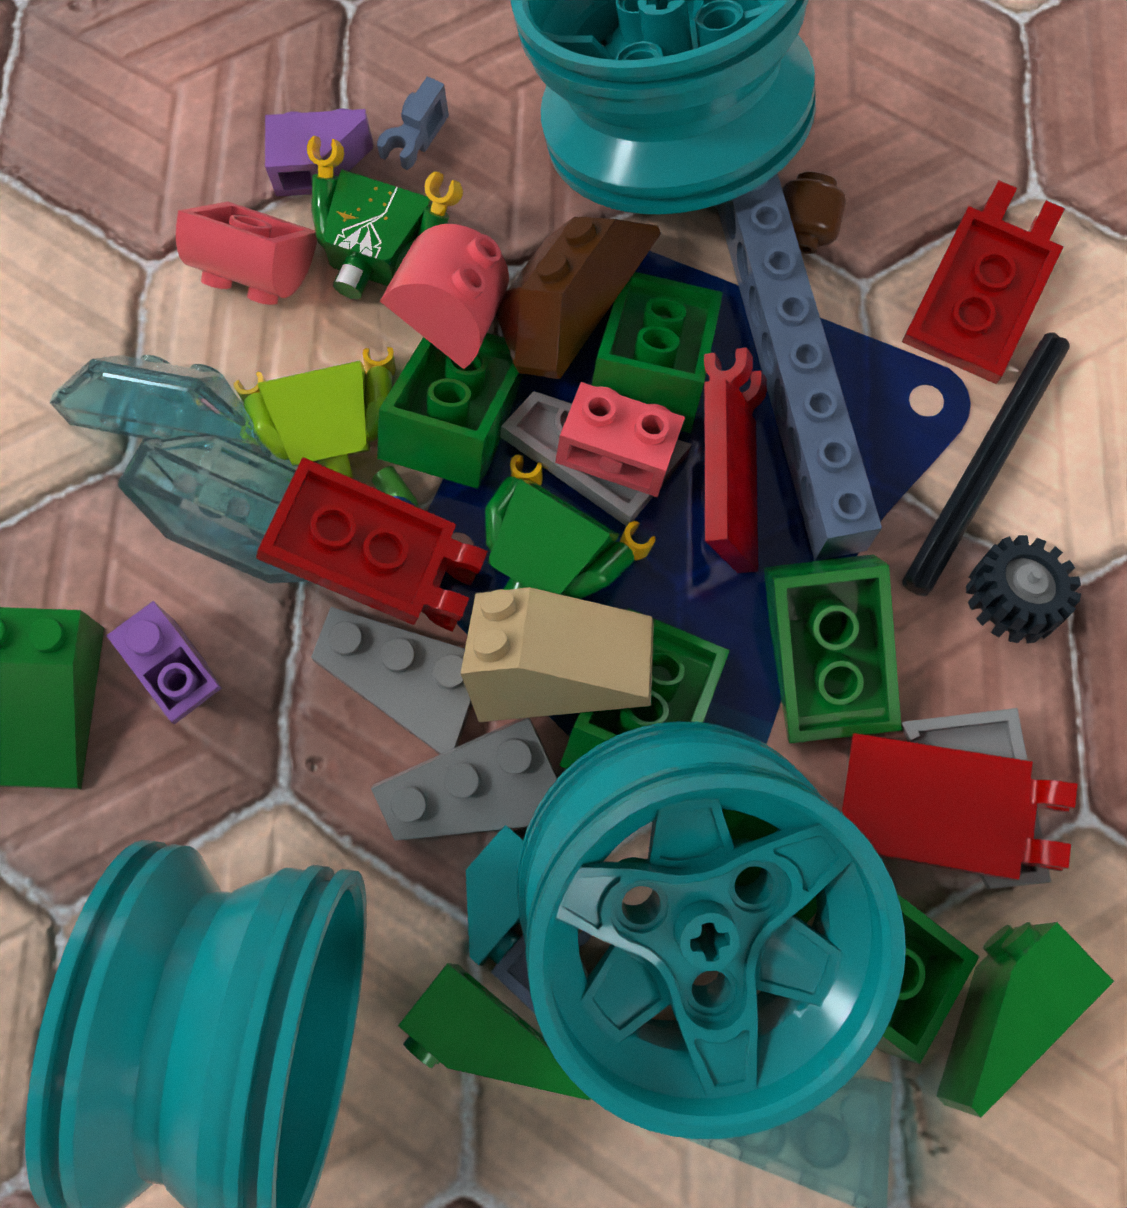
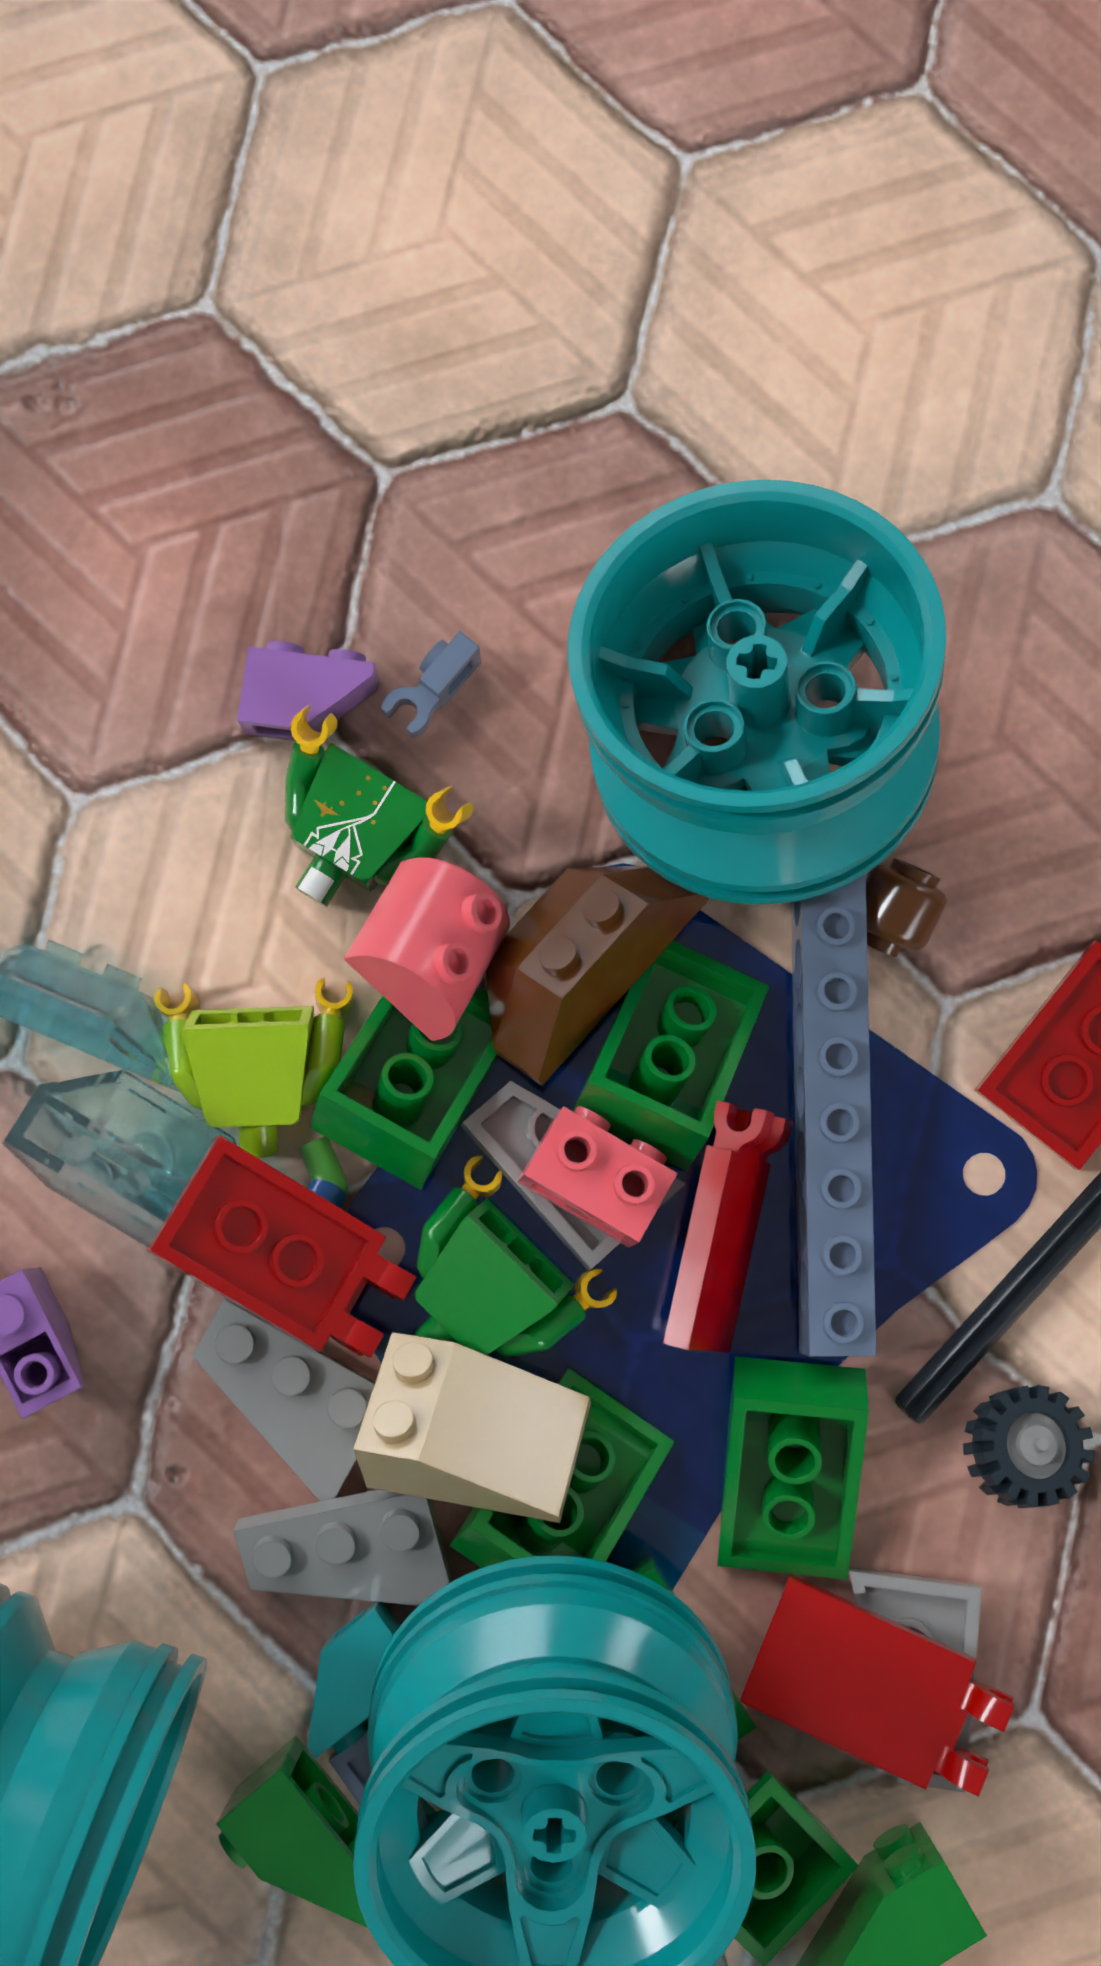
camera: 10 degrees right, 10 degrees up
(245, 248) = (199, 818): coral brick -> none

